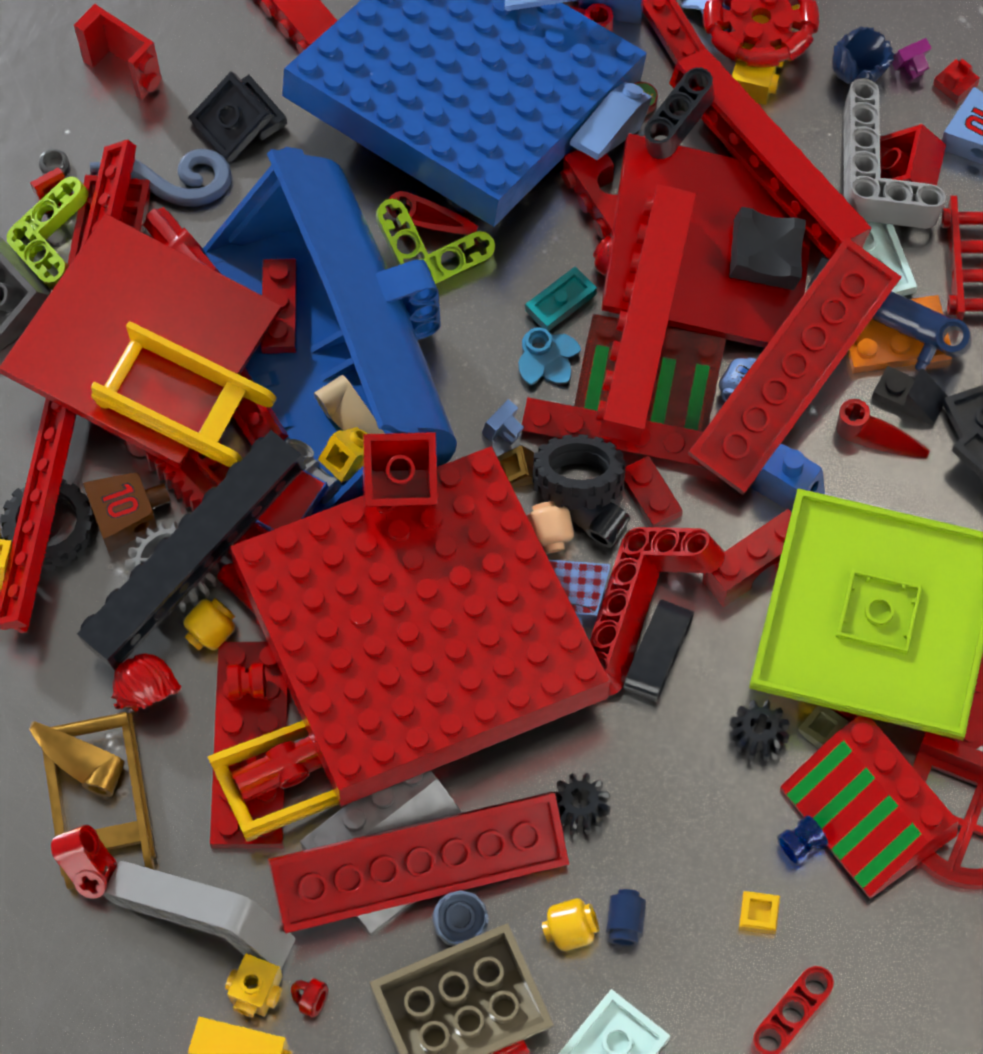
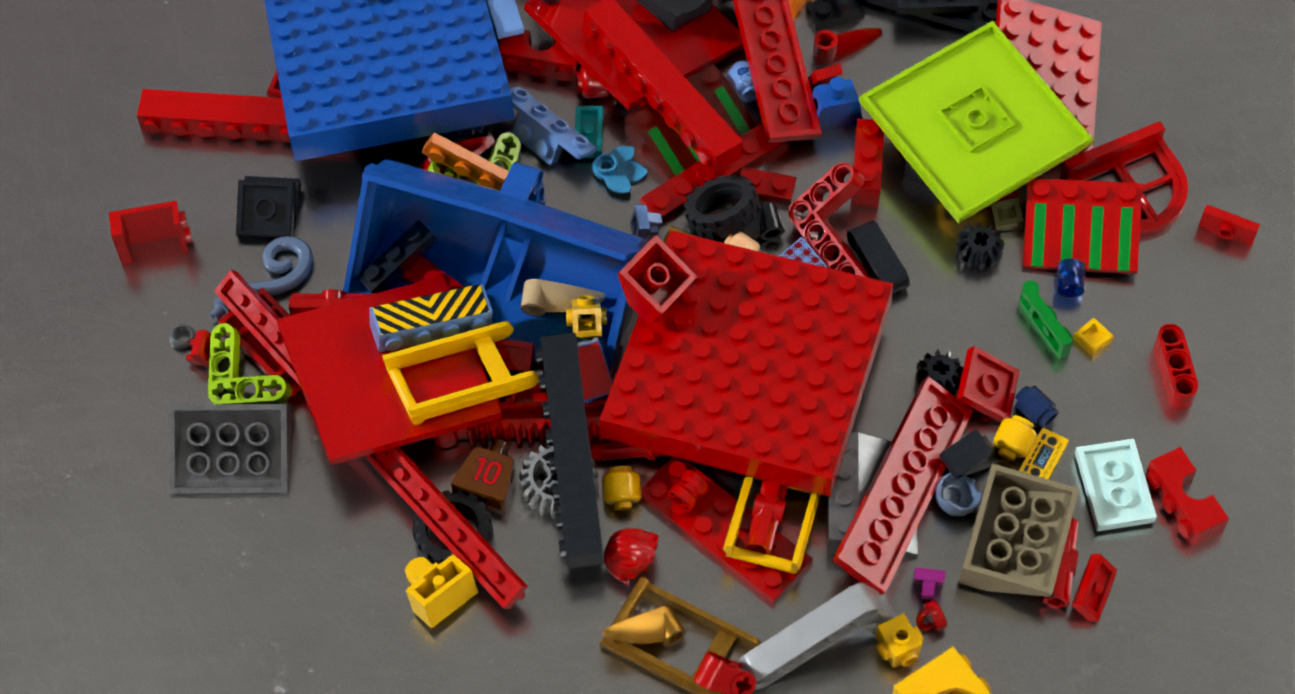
camera: 50 degrees left, 5 degrees down
(216, 329) = (429, 317): none -> brick
(265, 257) = (397, 258): none -> black plate
(344, 964) = (928, 580): none -> magenta tile
(408, 227) = (464, 162): none -> orange plate
(511, 898) = (970, 455): none -> black slope
(524, 260) = (545, 131): none -> medium blue bracket
(576, 968) = (1044, 454): none -> yellow tile
(604, 855) = (988, 384): none -> red plate
(733, 851) = (1045, 320): none -> green plate
(807, 445) = (824, 75): none -> red plate

